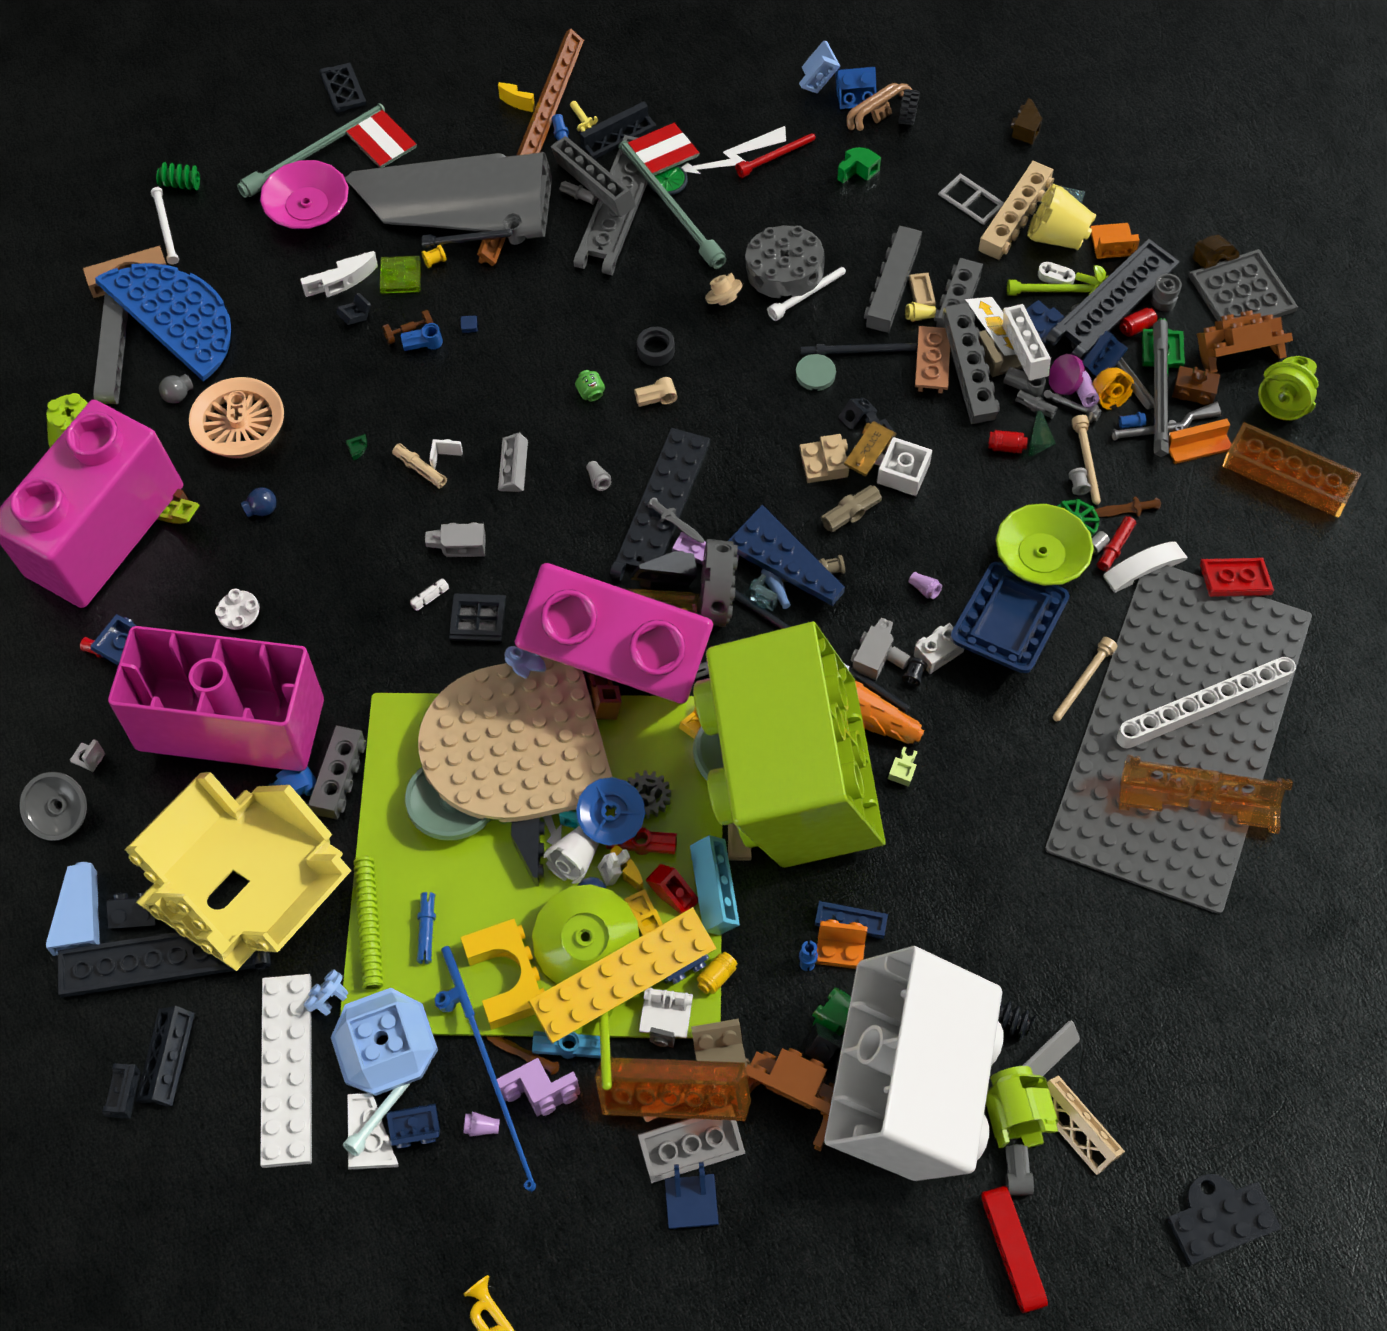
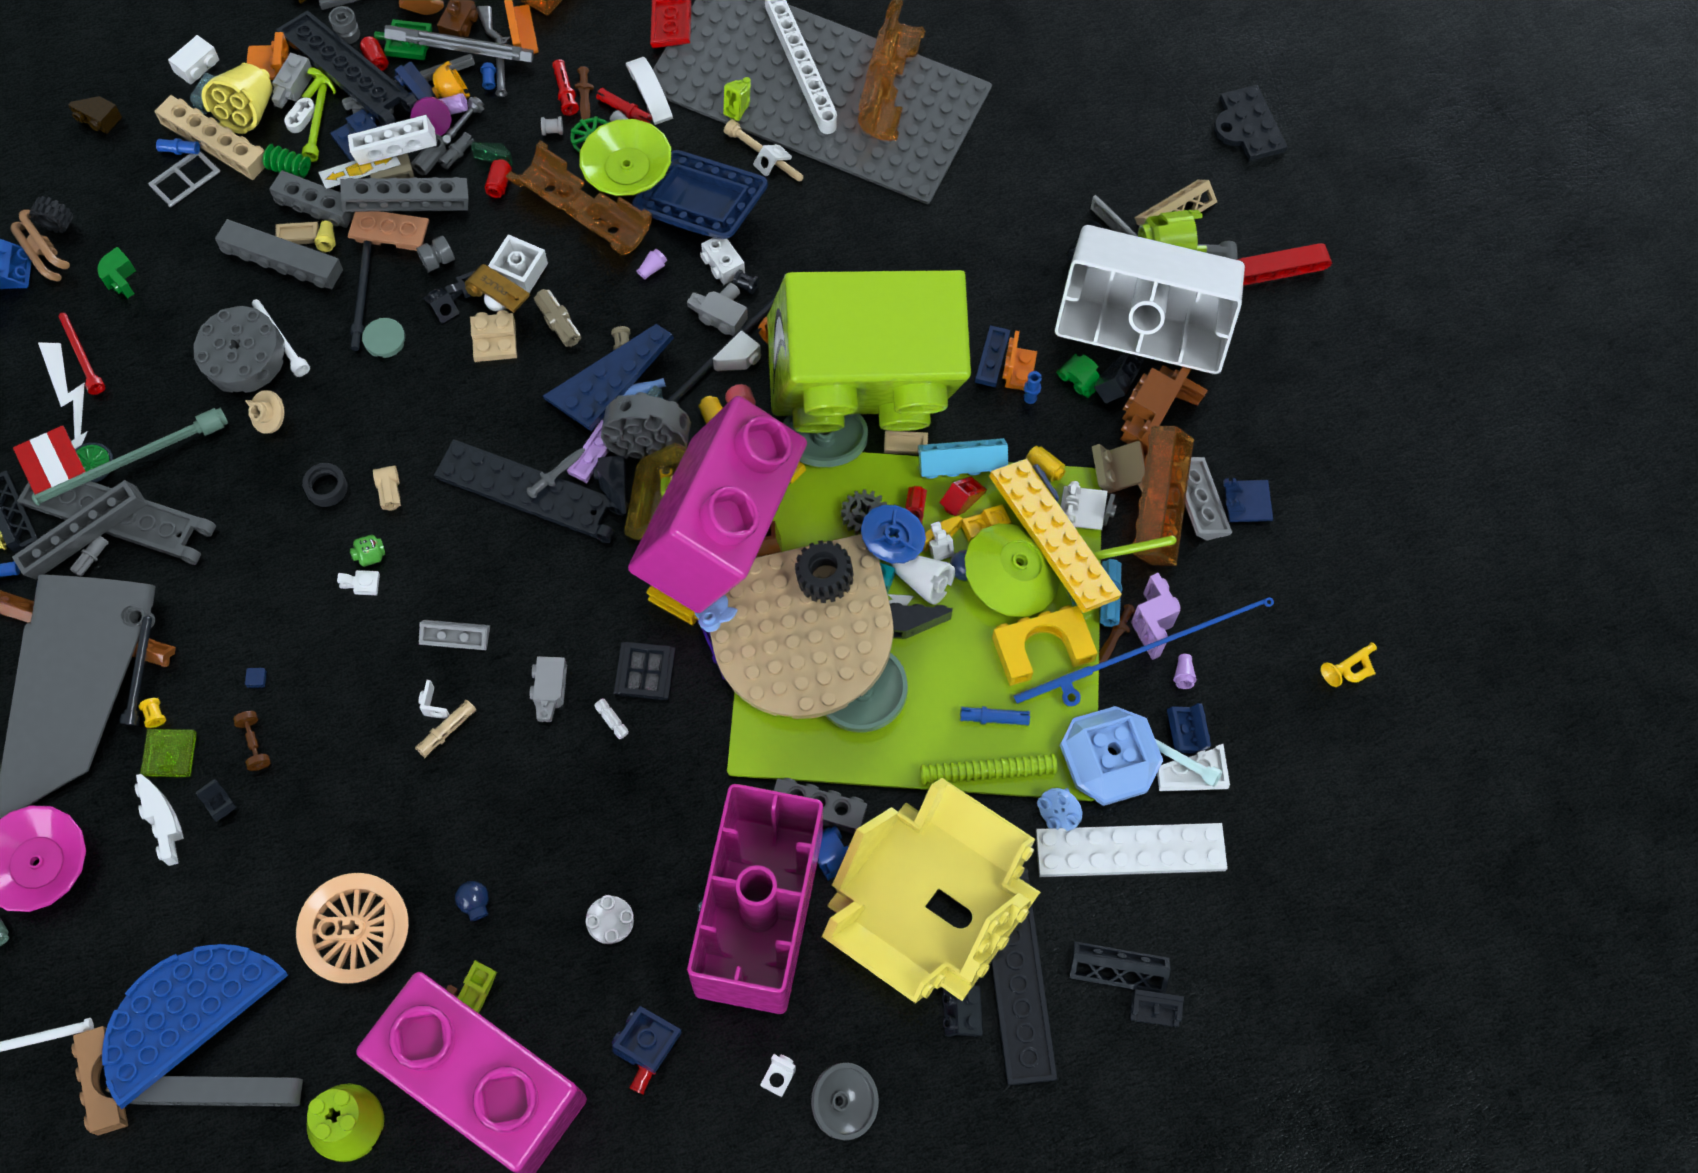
camera: 90 degrees left, 5 degrees up
(76, 912) = (965, 1068): light blue slope -> none
(175, 388) = (294, 1007): dark grey piece -> none
(357, 446) = (407, 798): dark green tile -> none
(428, 337) = (270, 727): blue piece -> none
(559, 731) = (821, 555): none -> black tyre
(560, 388) = (363, 583): none -> white plate
(599, 477) = (485, 547): light grey cone -> none
(910, 398) = (435, 253): none -> dark grey wheel
(996, 269) = (278, 159): none -> green piece
(999, 472) = (552, 170): none -> clear orange piece
(1002, 186) = (178, 146): none -> blue pin
(1079, 687) = (773, 153): none -> white bracket
(1081, 424) = (488, 117): tan piece -> none
(1087, 256) = (291, 80): none -> light grey hinge
(1102, 183) = (193, 59): none -> white brick
(1122, 490) = (566, 93): none -> red pin
(1140, 642) = (736, 98): none -> lime piece

